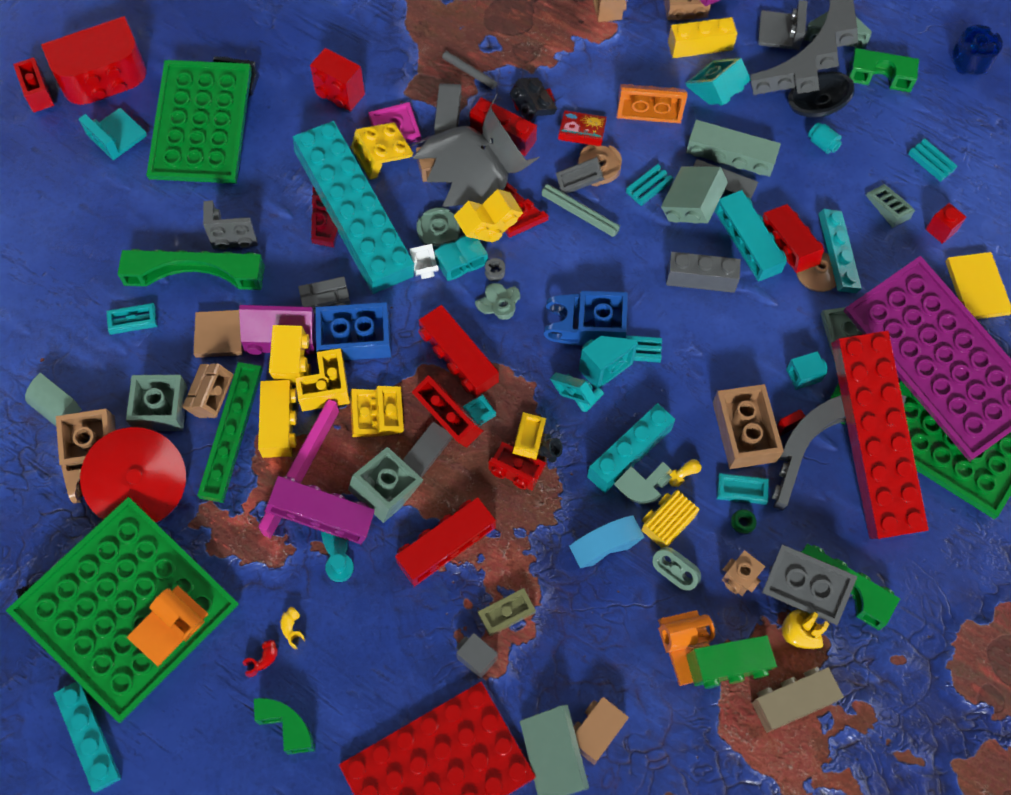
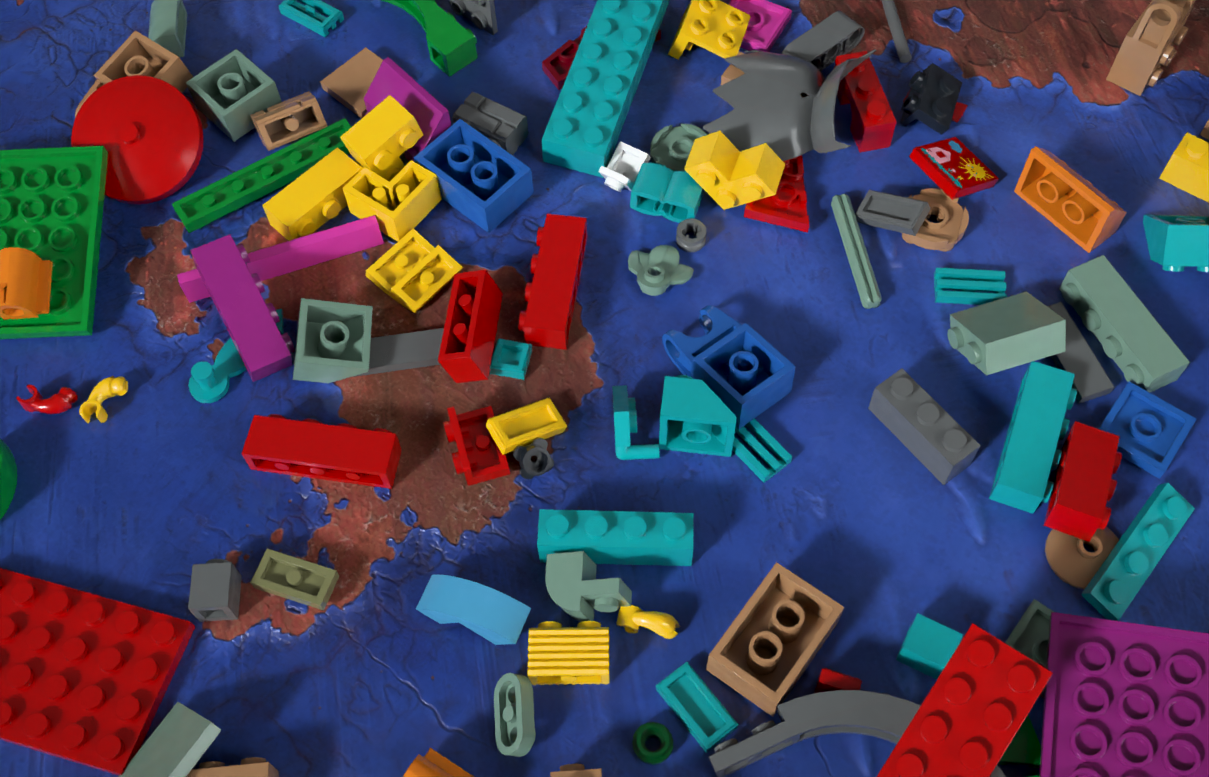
camera: 50 degrees right, 5 degrees down
(789, 188) = (1147, 429): none -> blue plate

